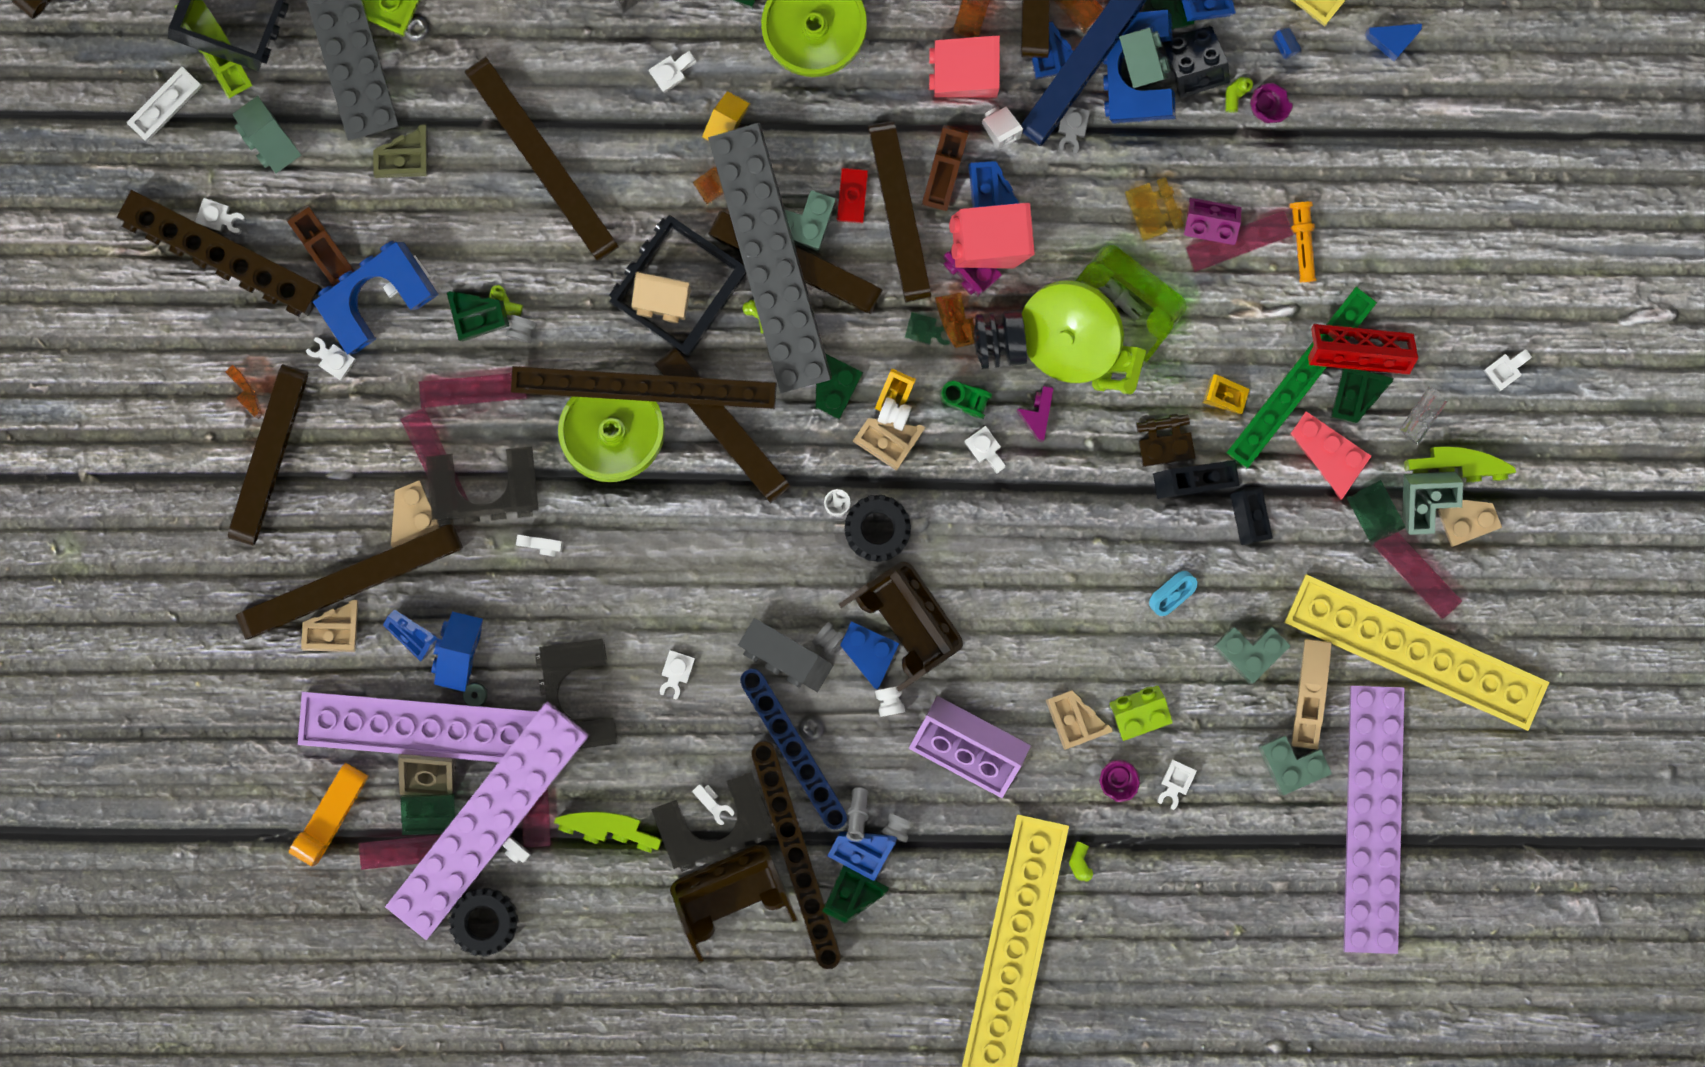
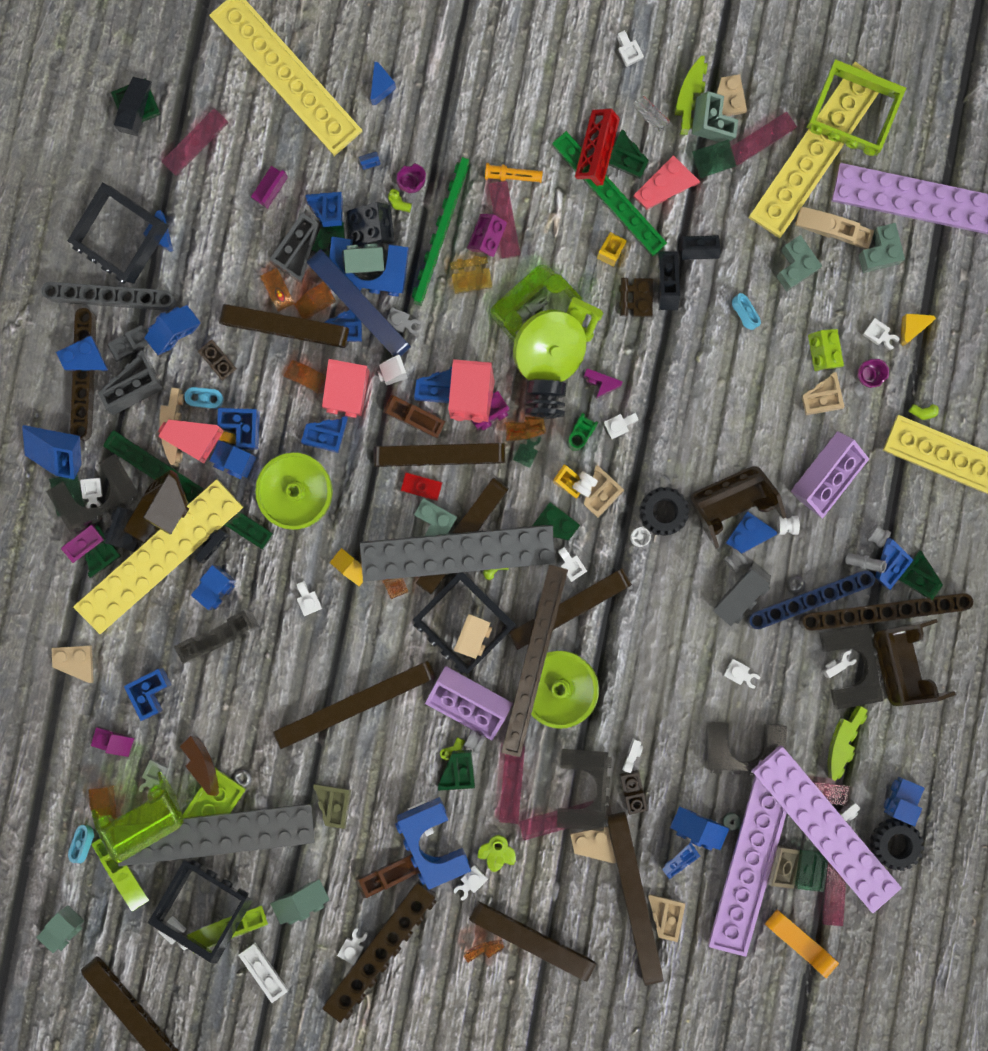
camera: 75 degrees left, 0 degrees up
(373, 387) = (497, 855): none -> lime plate
(490, 555) = (633, 792): none -> dark brown slope
(544, 922) = (904, 801): none -> blue brick
(571, 311) = (469, 703): none -> lavender slope
(781, 419) = (574, 565): none -> white plate
(899, 53) = (325, 435): none -> blue wing
(1196, 826) = (912, 325): none -> yellow slope
(1217, 158) = (442, 223): none -> green plate
(1523, 701) = (866, 80): none -> lime window

